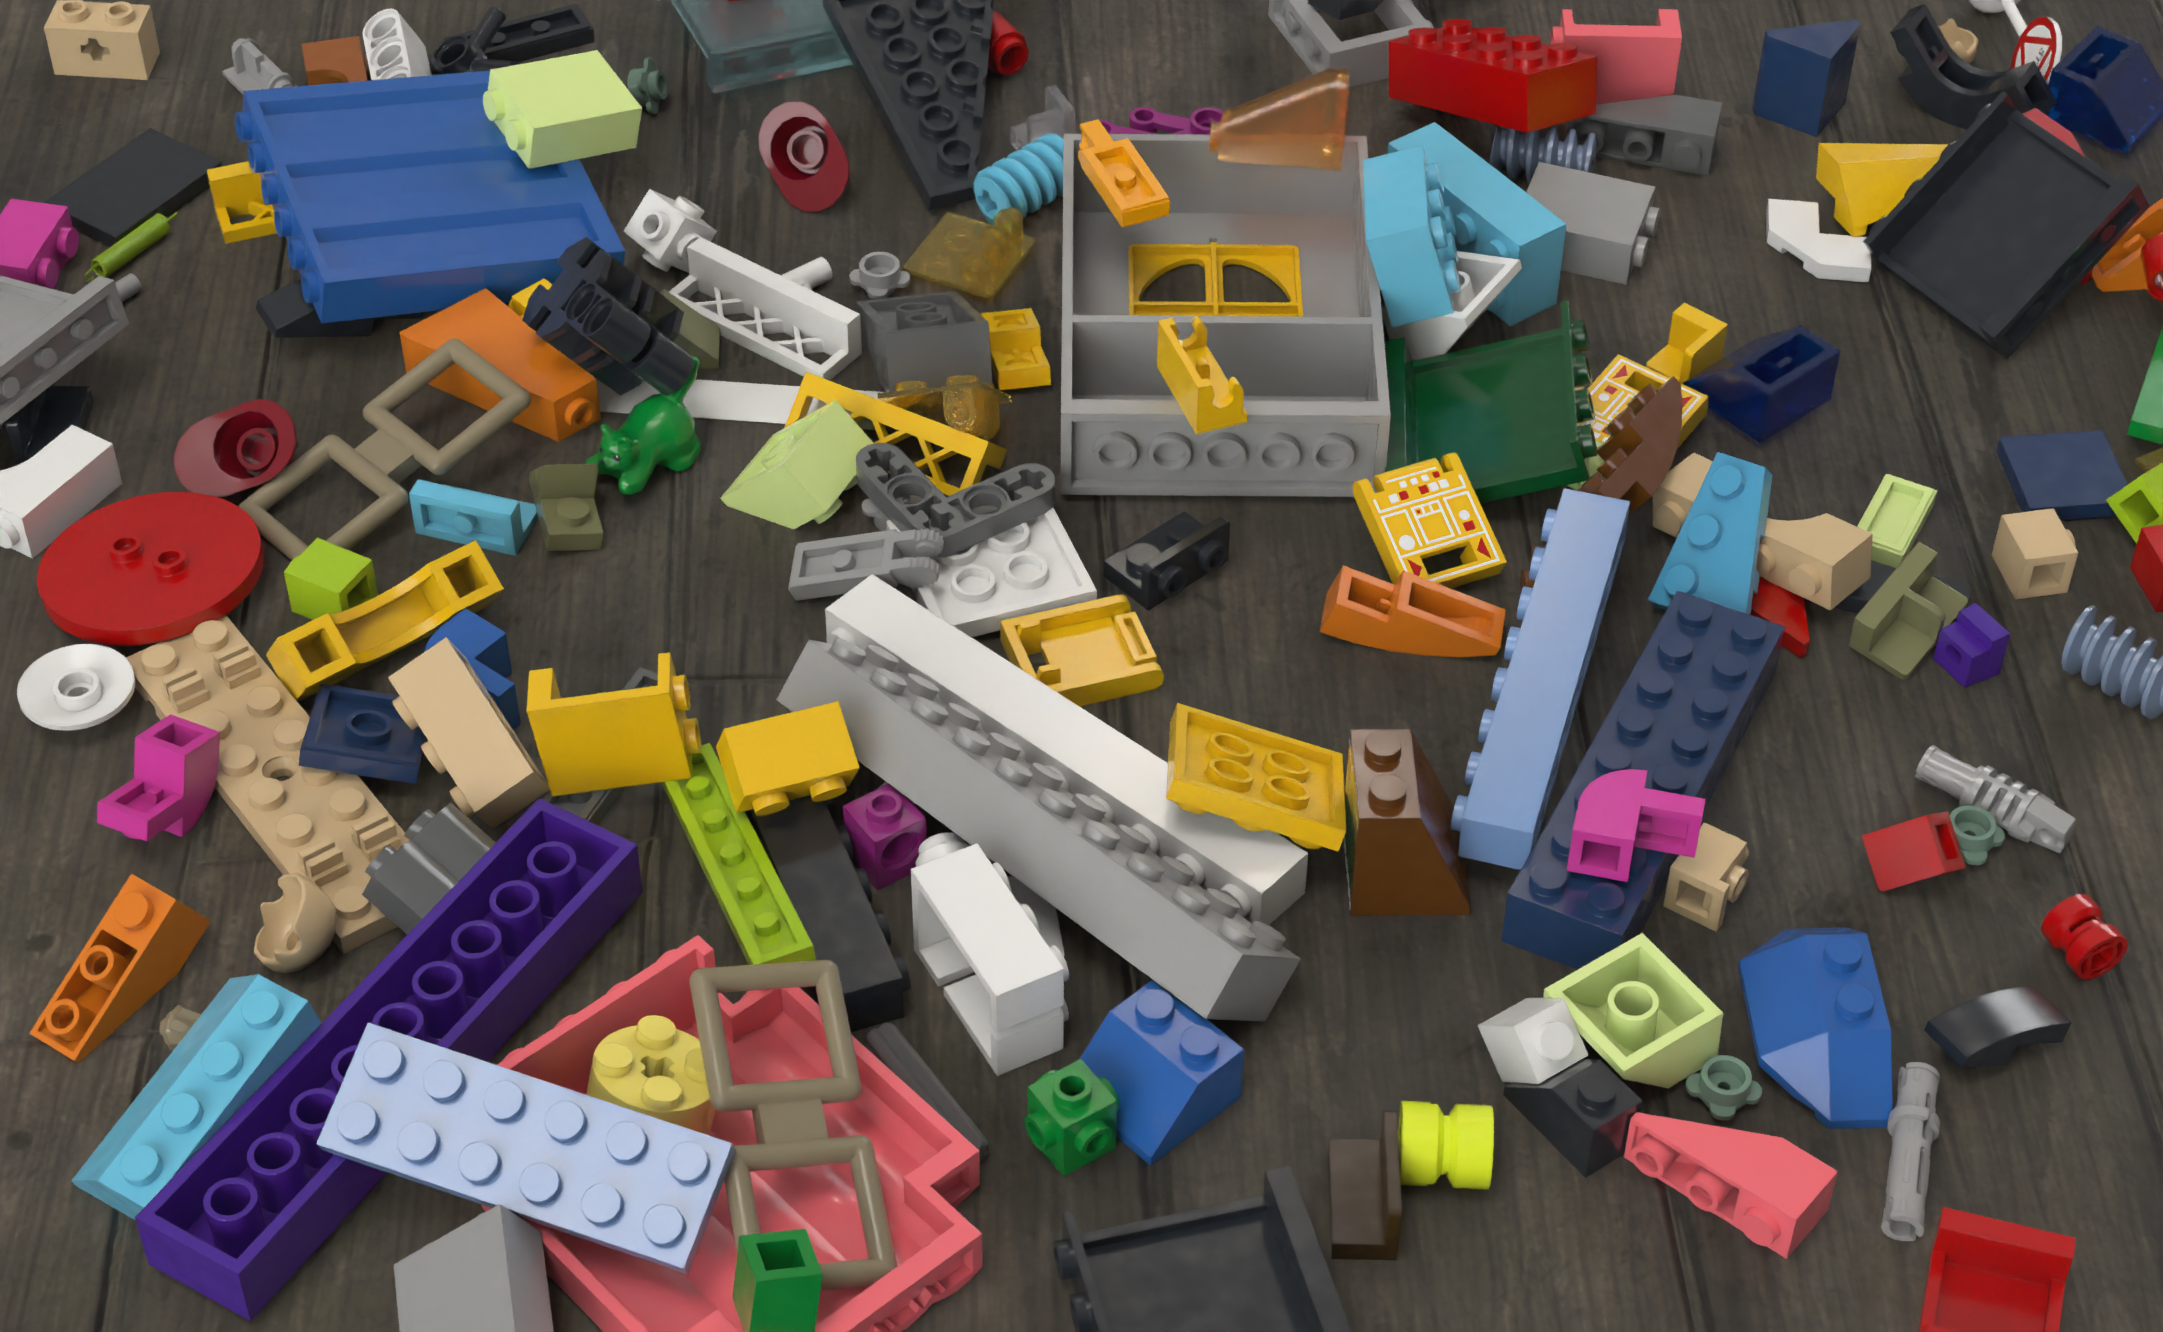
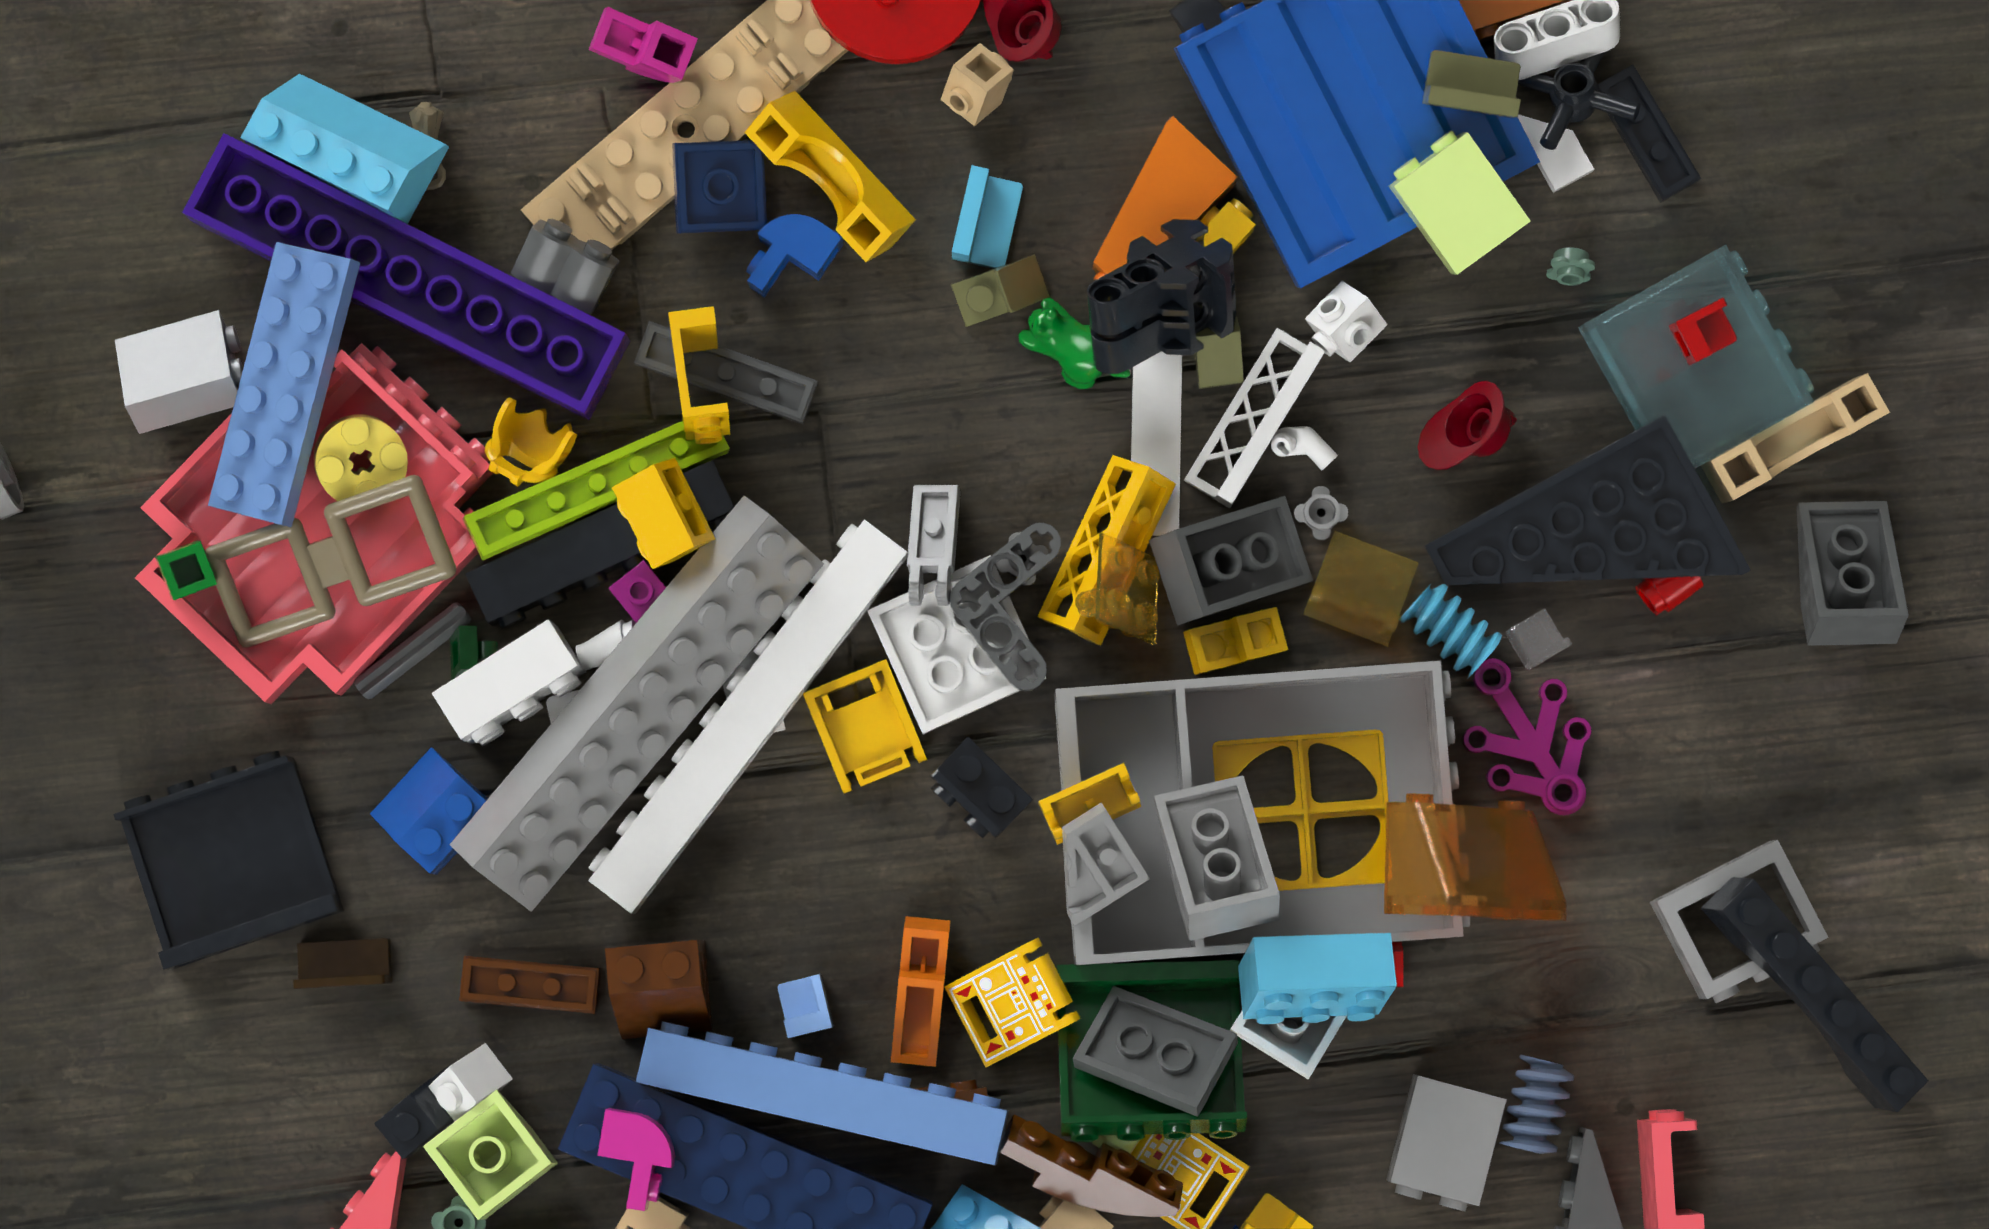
camera: 85 degrees right, 40 degrees up
(120, 968) = (478, 60): orange slope -> none
(295, 926) = (518, 176): tan hair -> none
(312, 491) = (977, 84): none -> tan brick
(328, 580) = (882, 121): lime brick -> none
(391, 451) = (1033, 139): dark tan bar -> none
(440, 82) = (1472, 84): none -> olive panel
(467, 735) = (703, 262): tan brick -> none
(672, 920) = (529, 442): none -> yellow helmet
(801, 470) = (1050, 475): yellowish green slope -> none
(939, 1020) = (466, 651): none -> dark green tile
(1072, 1116) = (400, 760): green brick -> none
(1121, 176) = (1358, 716): light orange hinge -> none
(1256, 778) = (702, 870): yellow plate -> none
(1274, 364) = (1097, 864): none -> light grey wing
(1275, 279) = (1217, 858): none -> light grey slope
(1396, 999) = (529, 984): none -> reddish brown tile
(1435, 713) = (805, 1006): none -> light blue panel
(1446, 1144) = (377, 1020): neon yellow wheel -> none
(1489, 388) = (1155, 1050): none -> dark grey plate
(1493, 76) = (1613, 1054): red brick -> none
(1496, 220) = (1409, 1036): medium azure brick -> none

